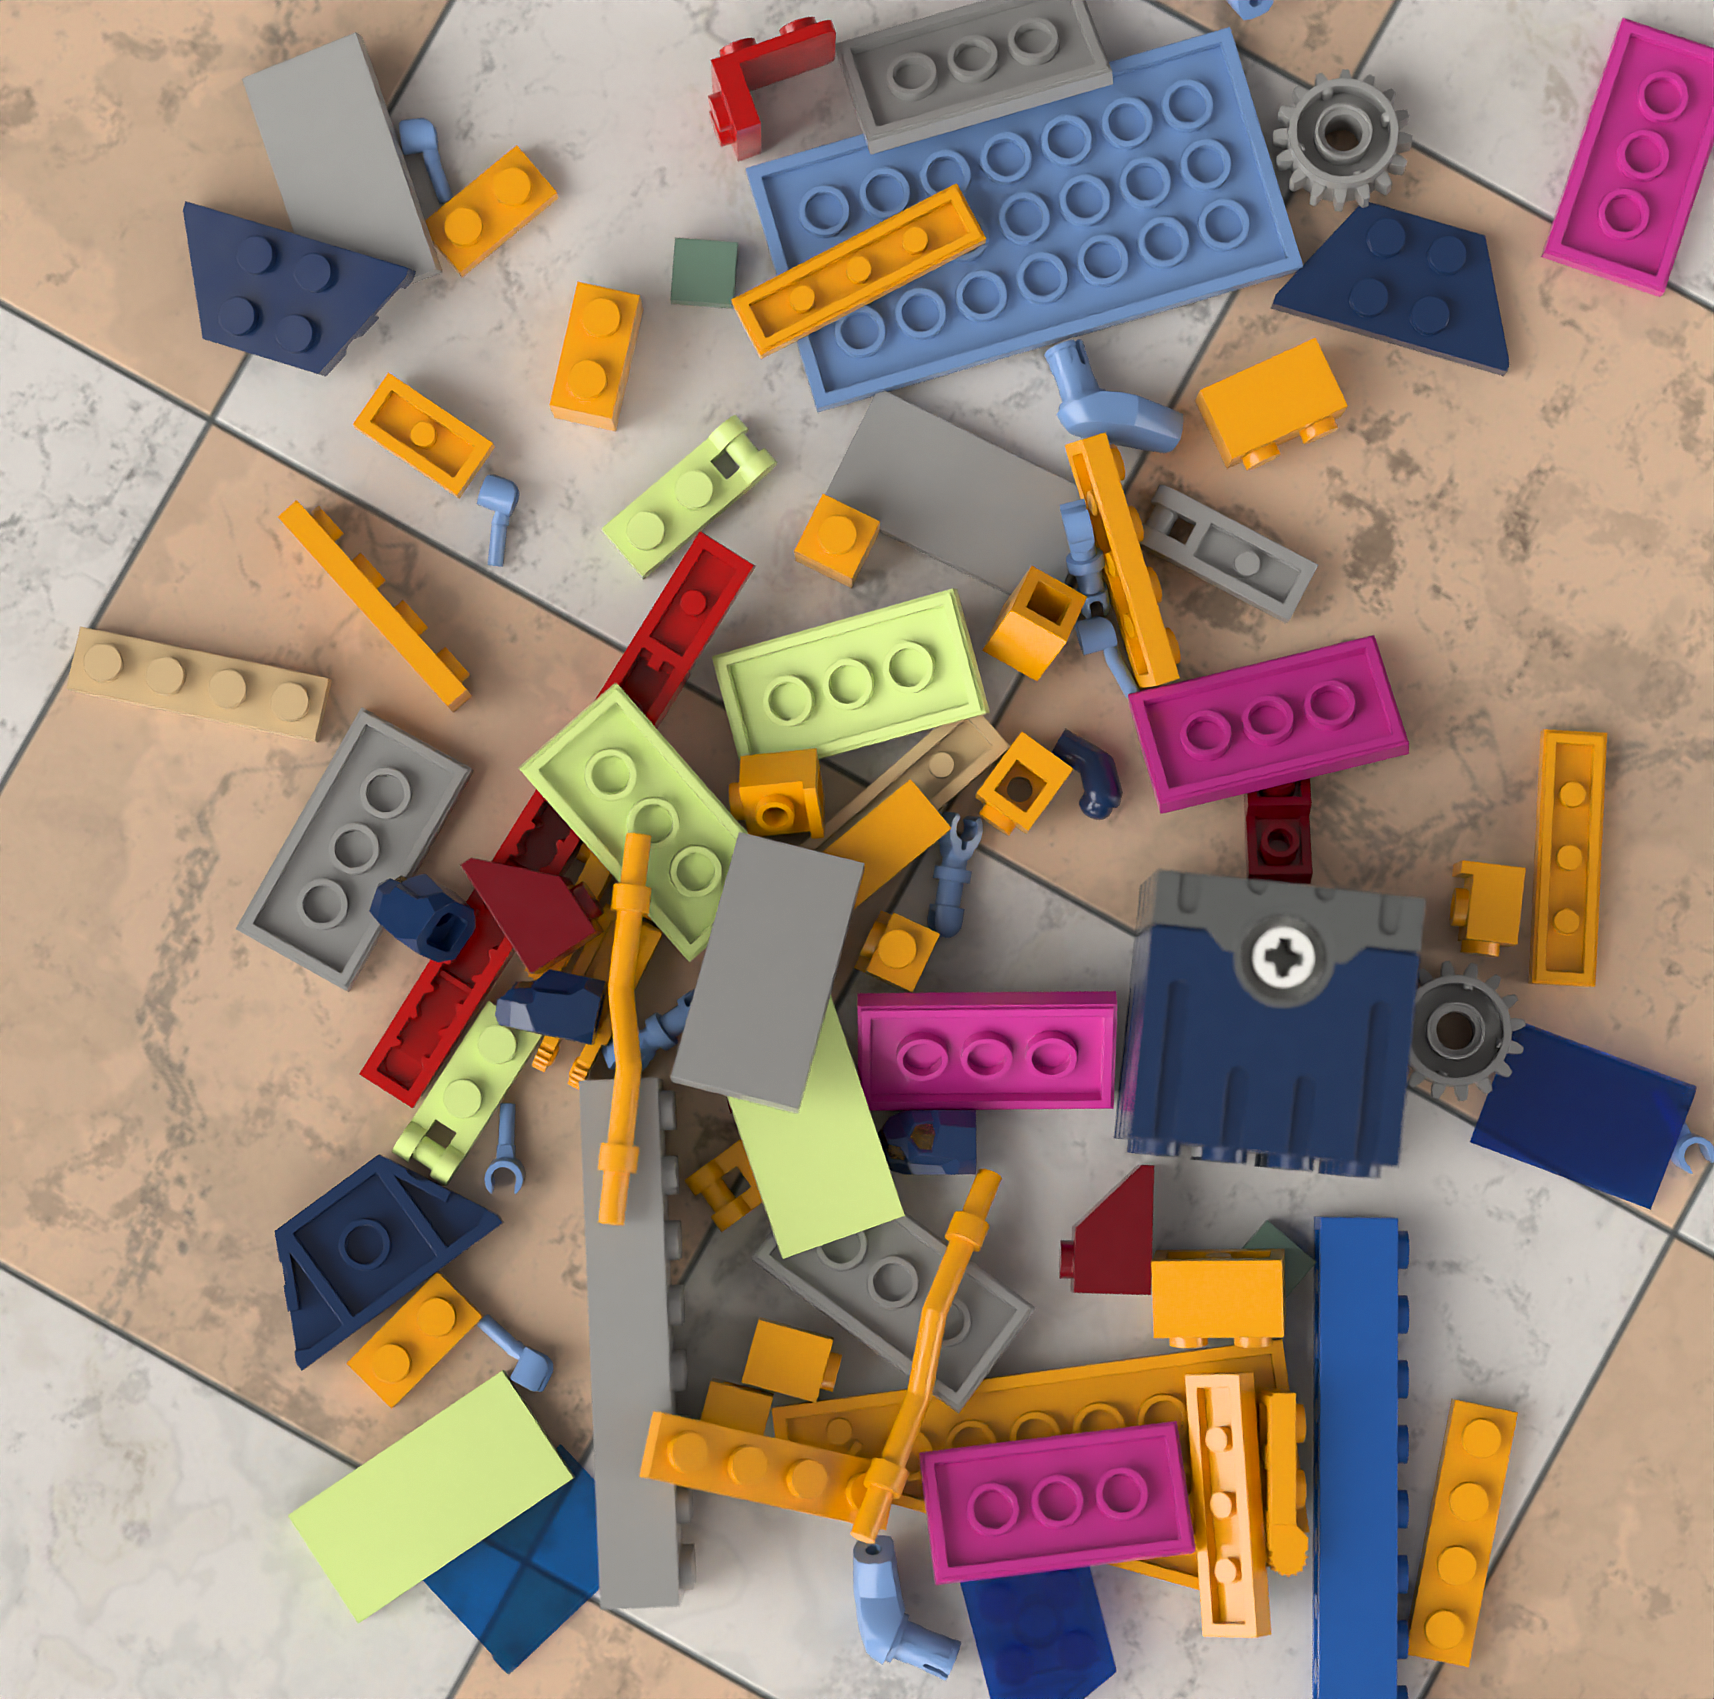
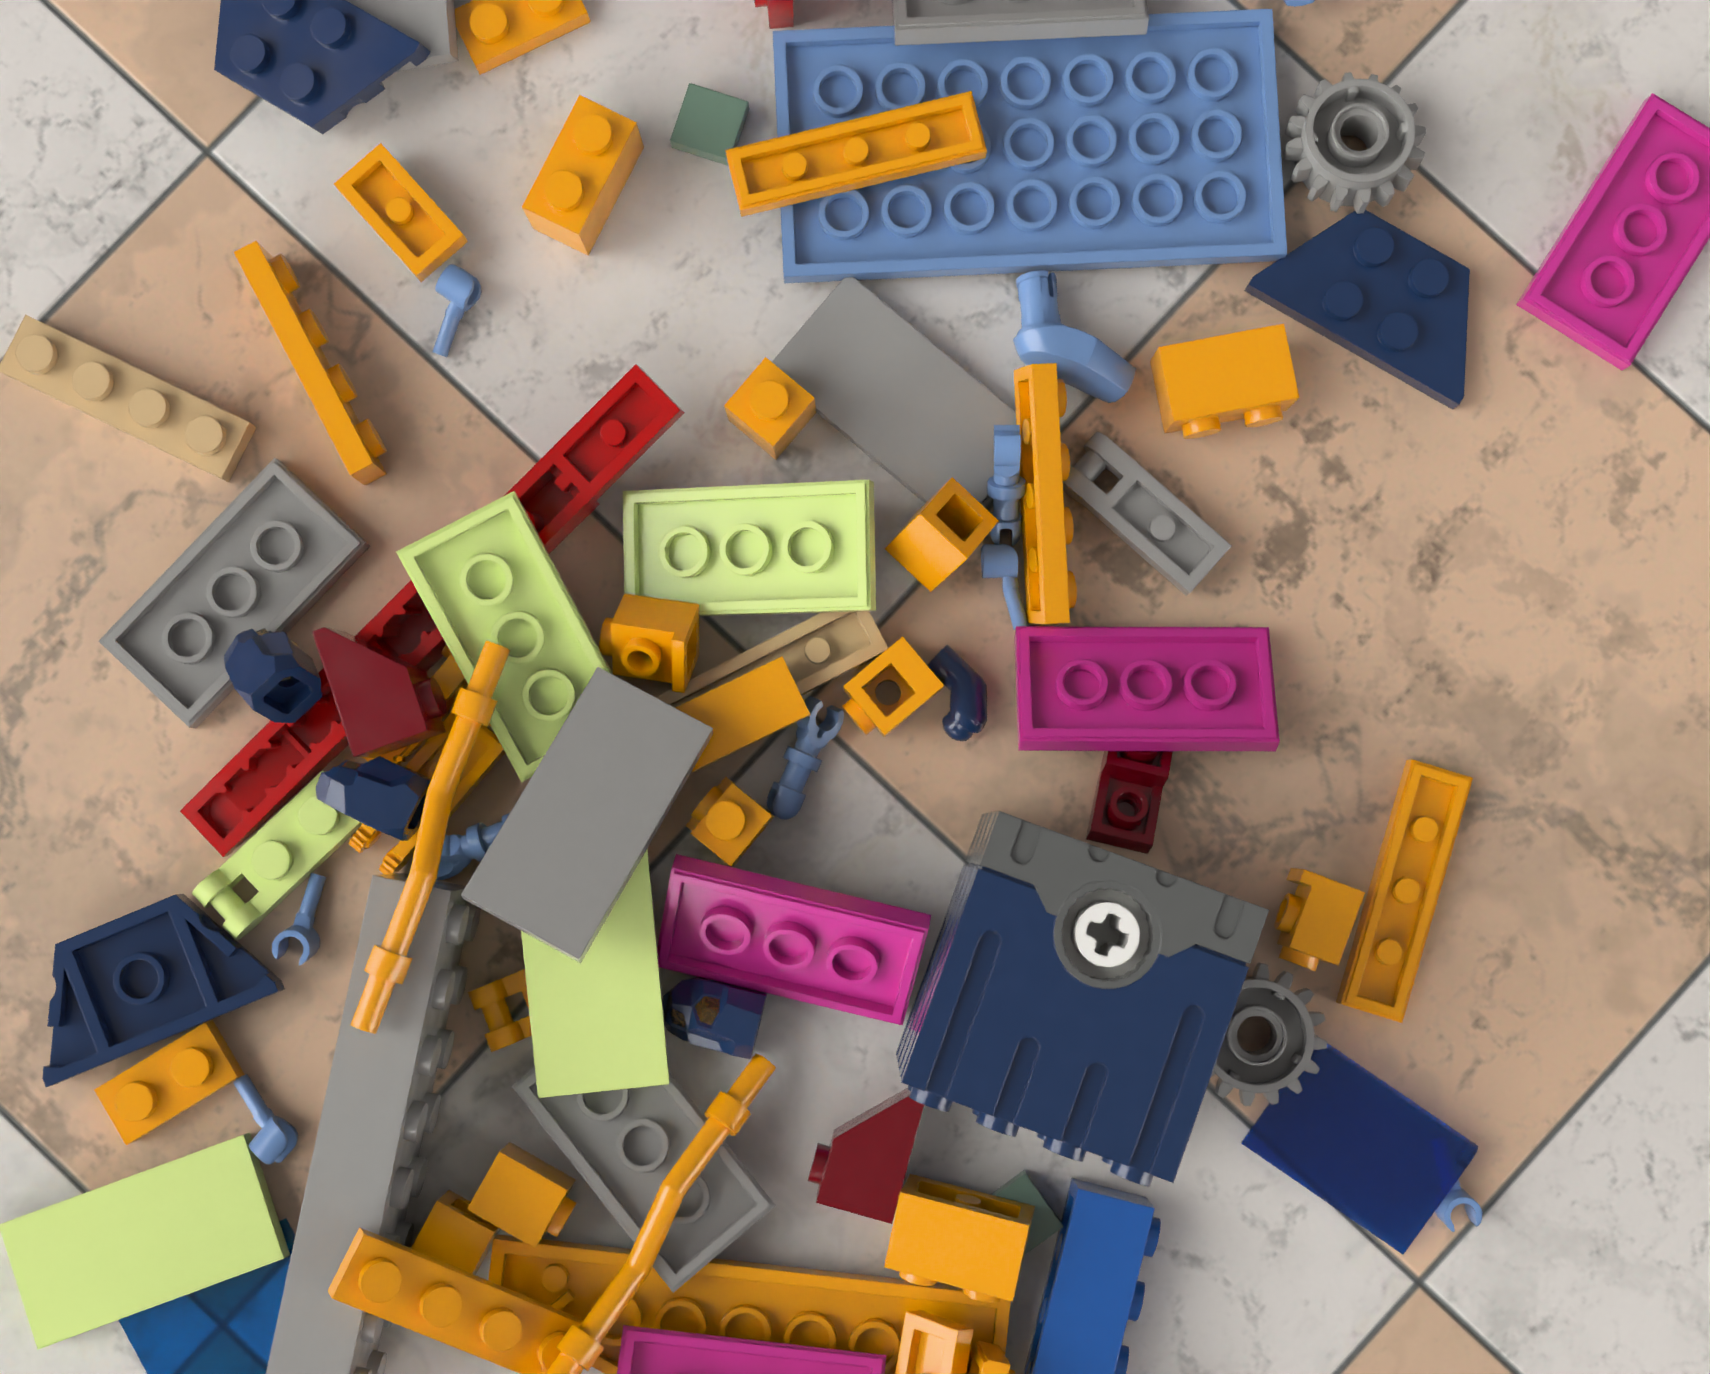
camera: 15 degrees right, 0 degrees up
(687, 498) = (640, 334): yellowish green plate -> none

